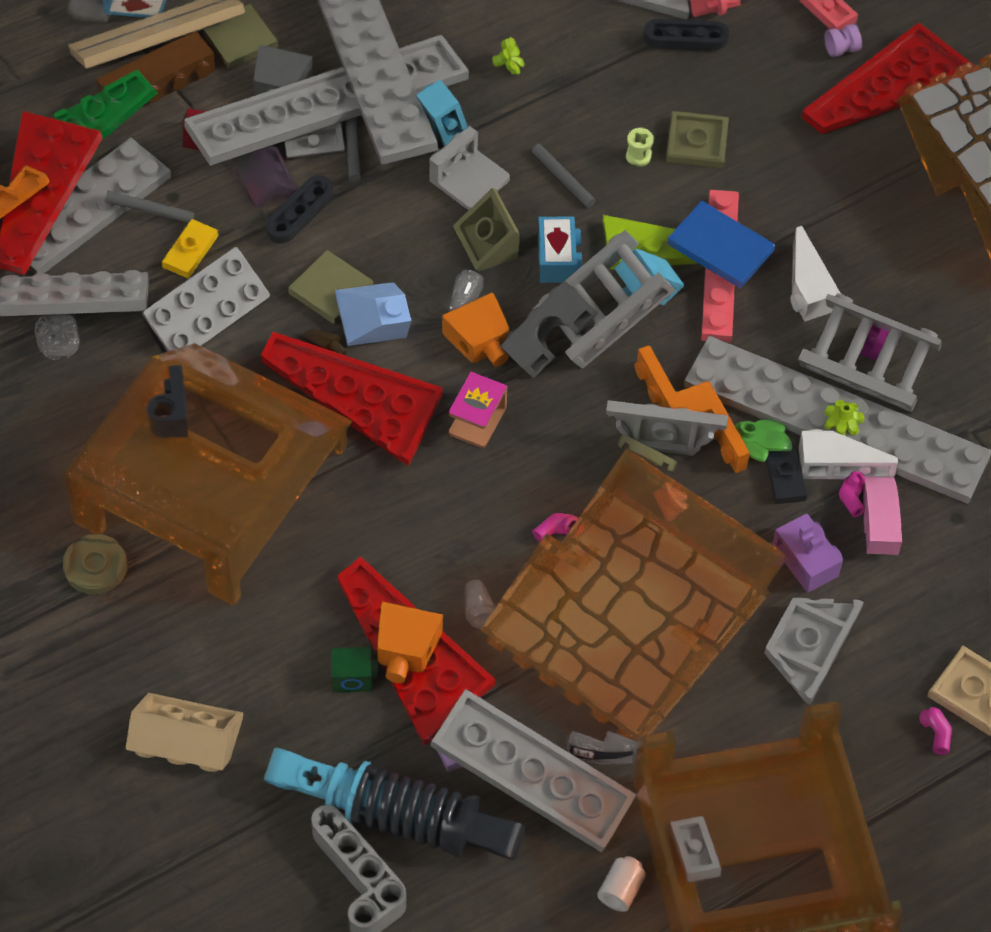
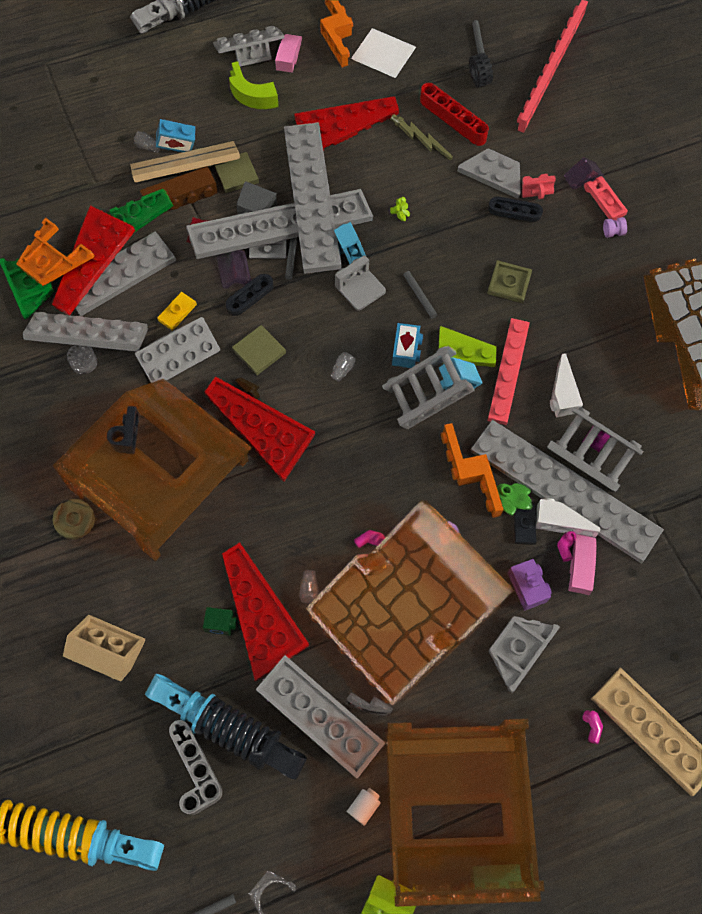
camera: 10 degrees right, 10 degrees up
(149, 206) = (155, 279): dark grey bar -> none
(373, 313) = (280, 372): light blue slope -> none
(406, 639) = (255, 609): orange torso -> none
(478, 330) = (346, 394): orange torso -> none
(478, 410) = (334, 450): piece -> none
(488, 232) = (364, 328): olive slope -> none
(528, 341) = (375, 409): dark grey arch -> none
(640, 147) = (474, 281): yellowish green bush -> none
(647, 453) = (436, 499): olive tile -> none
(666, 428) = (451, 484): light grey wing -> none
(695, 849) = (415, 796): light grey plate -> none
(721, 244) = (511, 358): blue tile -> none
(843, 417) = (569, 492): lime plant -> none
(882, 80) = (651, 251): red wing -> none

